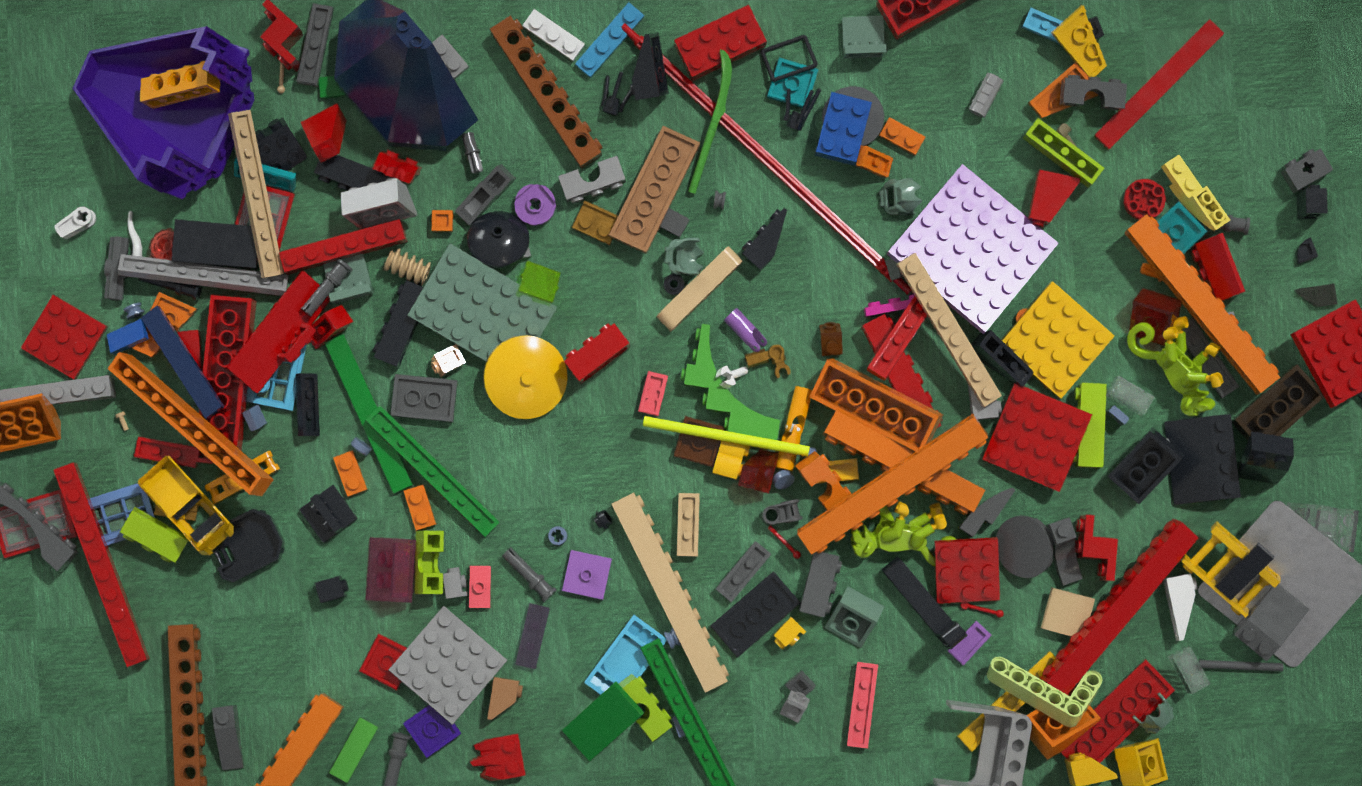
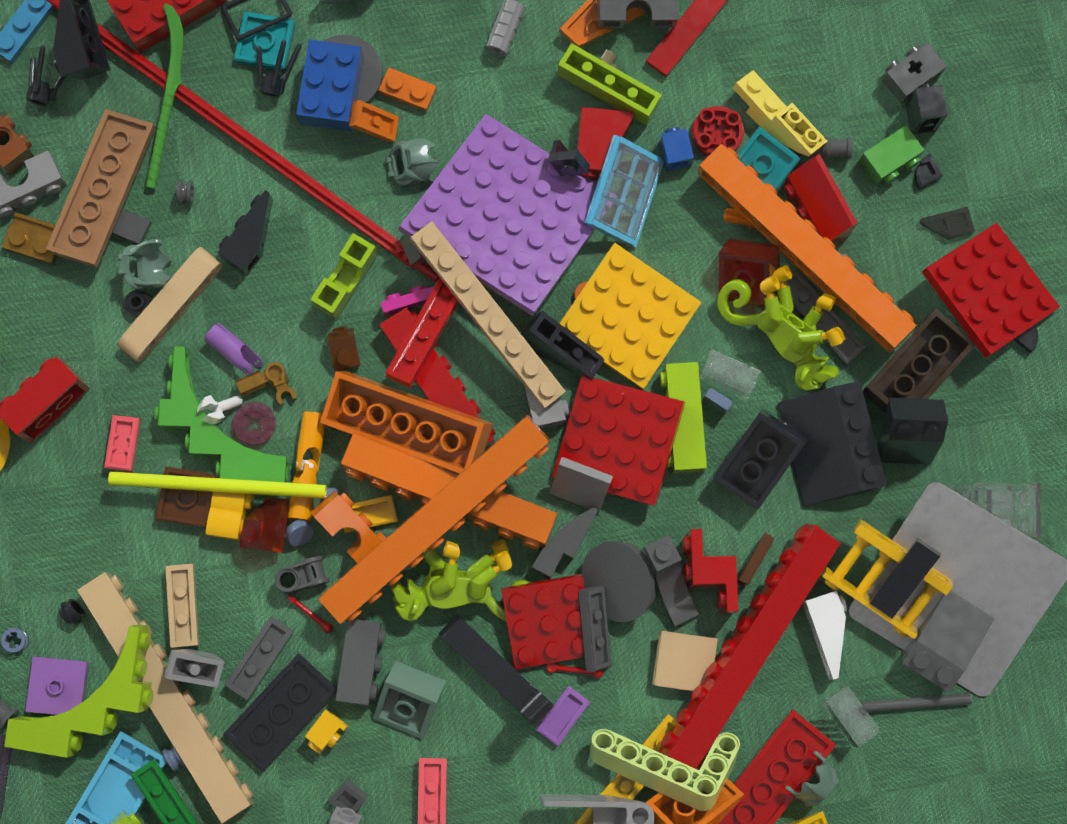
camera: 10 degrees left, 5 degrees down
(588, 610) = (97, 715): none -> lime arch
(697, 573) = (194, 667): none -> light grey slope
(756, 379) = (254, 410): none -> clear pink gear
(838, 283) = (352, 266): none -> lime arch
(1002, 580) = (595, 628): none -> dark grey tile
(1004, 468) = (580, 484): none -> light grey tile
(1023, 214) = (567, 162): none -> black bracket
(1065, 240) = (624, 191): none -> clear piece
(1110, 210) = (676, 148): none -> blue brick
(1131, 542) = (755, 559): none -> reddish brown tile
(1280, 235) = (891, 156): none -> bright green brick

